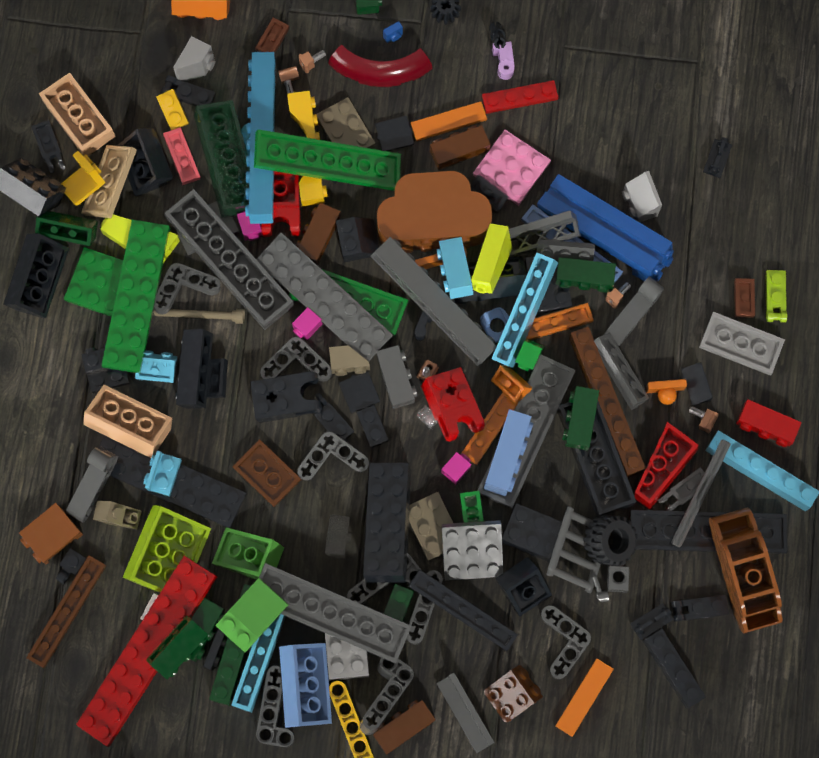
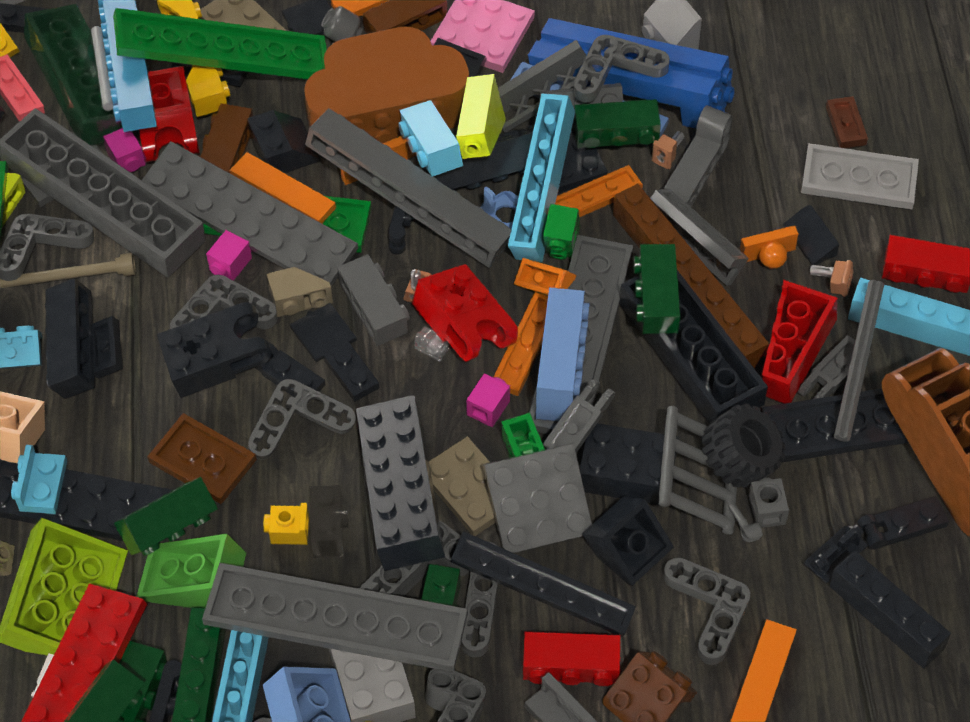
camera: 10 degrees left, 20 degrees down
(238, 515) = (166, 517): none -> dark green brick
(243, 164) = (102, 69): none -> light grey bar
(252, 615) = (210, 636): bright green slope -> none
(316, 538) = (287, 524): none -> yellow brick
(350, 280) = (283, 187): none -> orange tile
(414, 149) = (341, 24): none -> dark grey head
(470, 661) = (572, 658): none -> red brick
(508, 504) = (579, 418): none -> dark grey hinge
(594, 226) = (615, 56): none -> dark grey beam
(776, 295) = (889, 114): lime plate -> none

